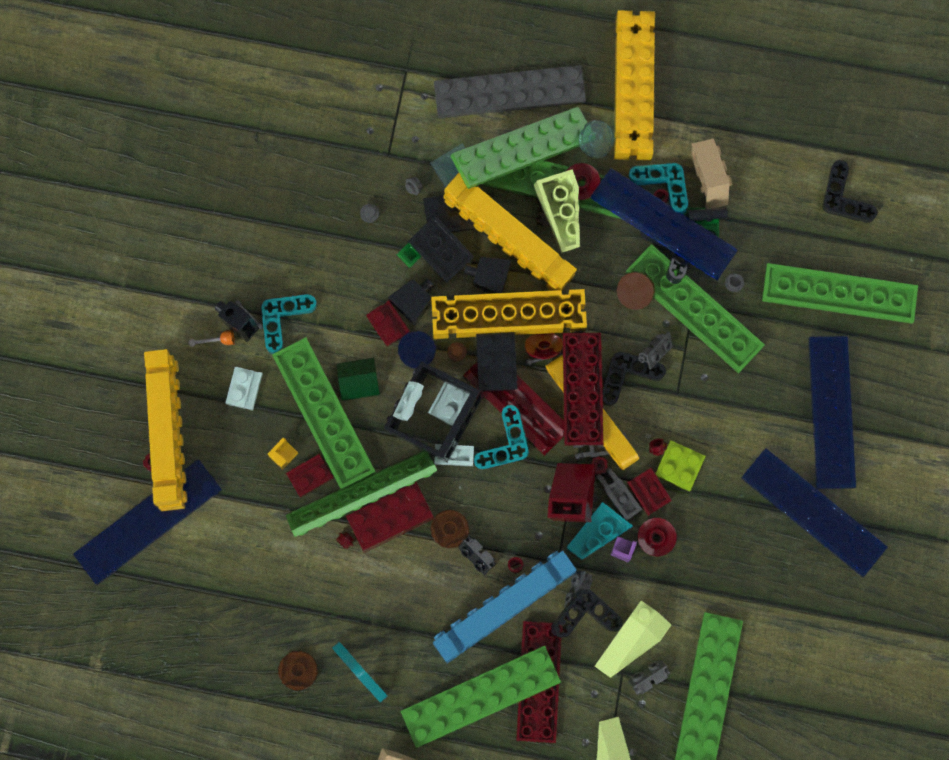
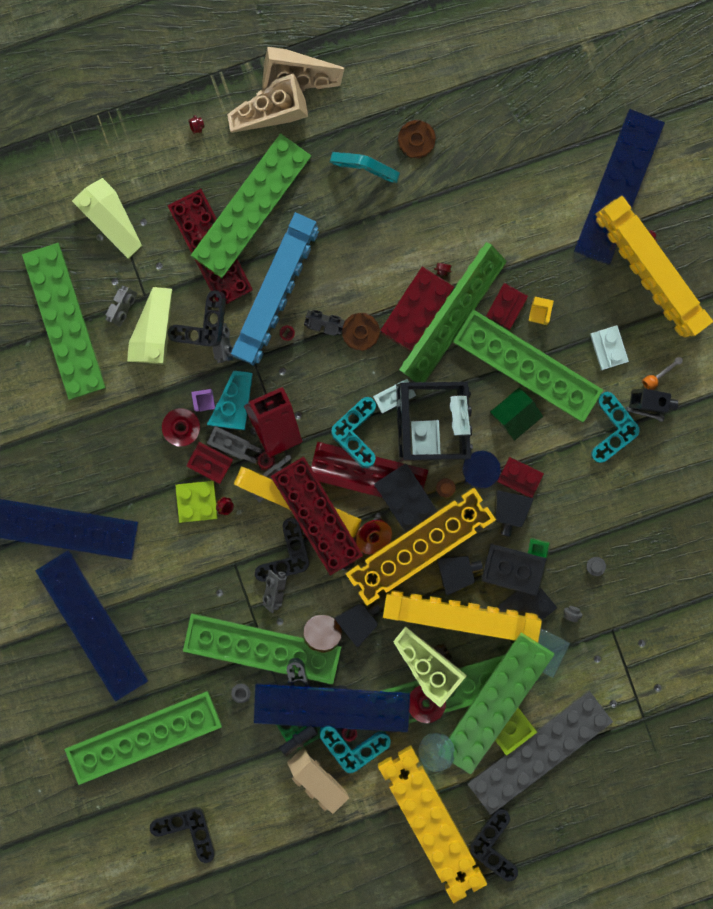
camera: 155 degrees right, 10 degrees up
(520, 116) = (515, 732): none -> lime plate
(599, 282) = (359, 621): none -> black torso
(600, 39) = (489, 851): none -> black beam

